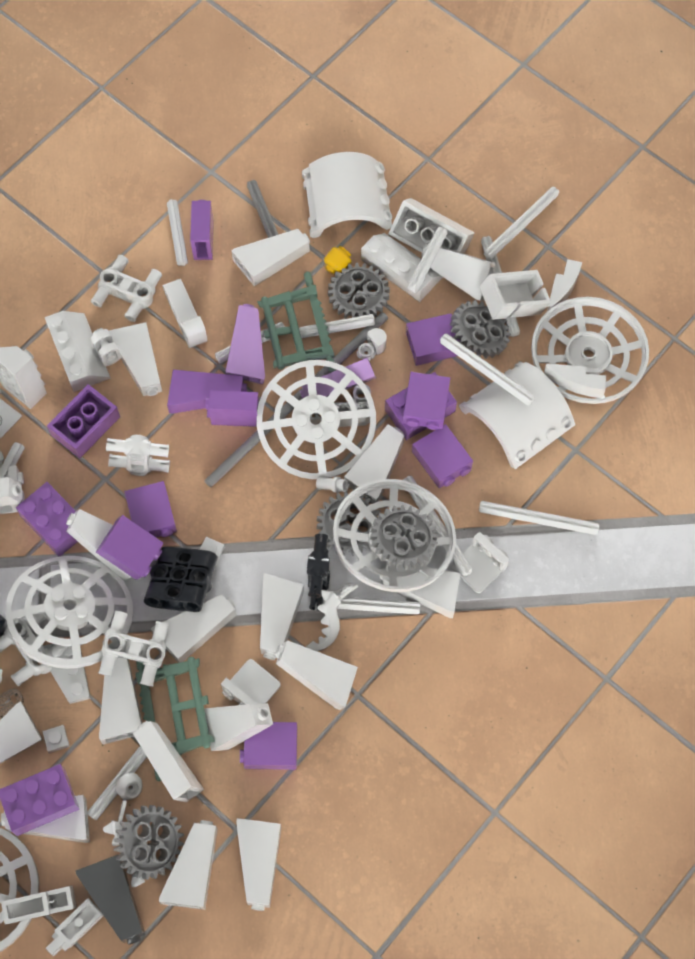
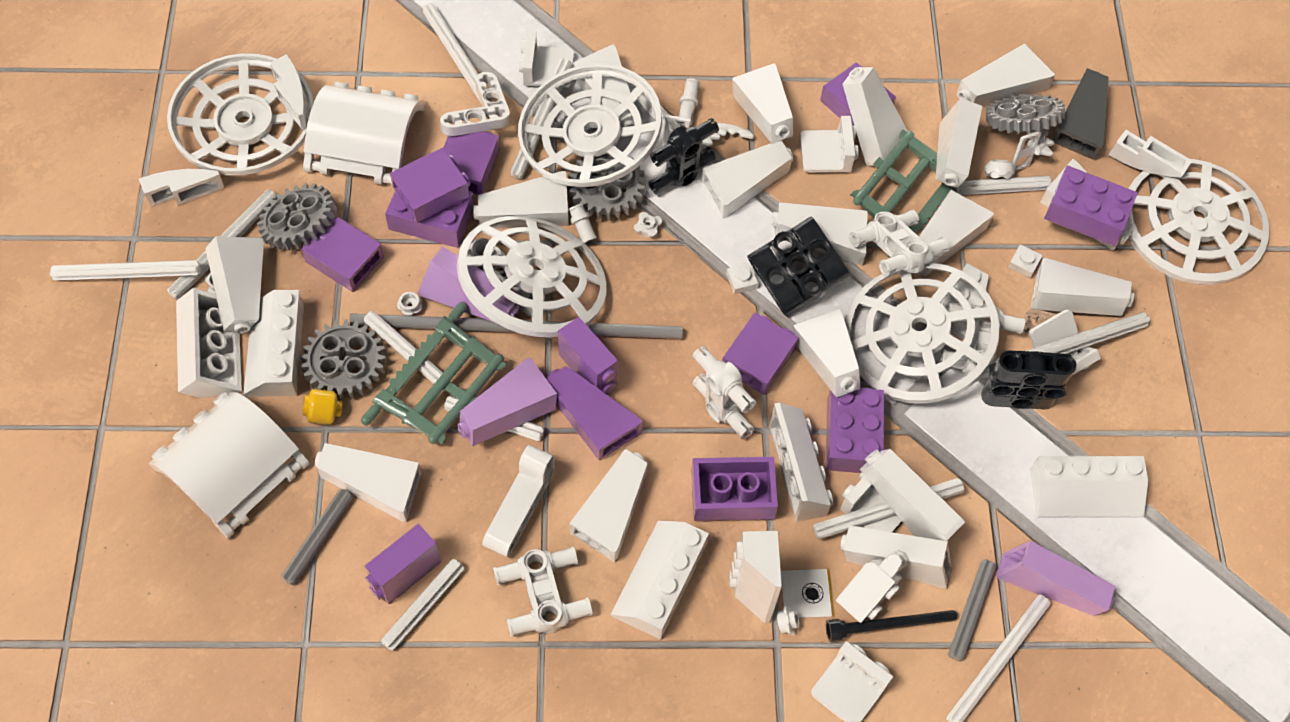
camera: 135 degrees left, 5 degrees down
(63, 468) = (799, 463): none -> white slope
(74, 927) = (1139, 123): white hinge -> none
(104, 345) = (636, 535): white brick -> none
(130, 548) = (819, 318): medium lavender brick -> none
(259, 855) = (946, 43): white slope -> none
(299, 531) = (647, 230): none -> white plate
(369, 630) = (689, 100): none -> white pin
(377, 338) = (387, 298): white brick -> none
(403, 537) = (589, 103): light grey gear -> none
(427, 260) = (257, 299): white axle -> none
(465, 491) = (488, 109): none -> white beam
(487, 369) = (346, 165): white axle -> none
(512, 294) = (239, 203): white piece -> none

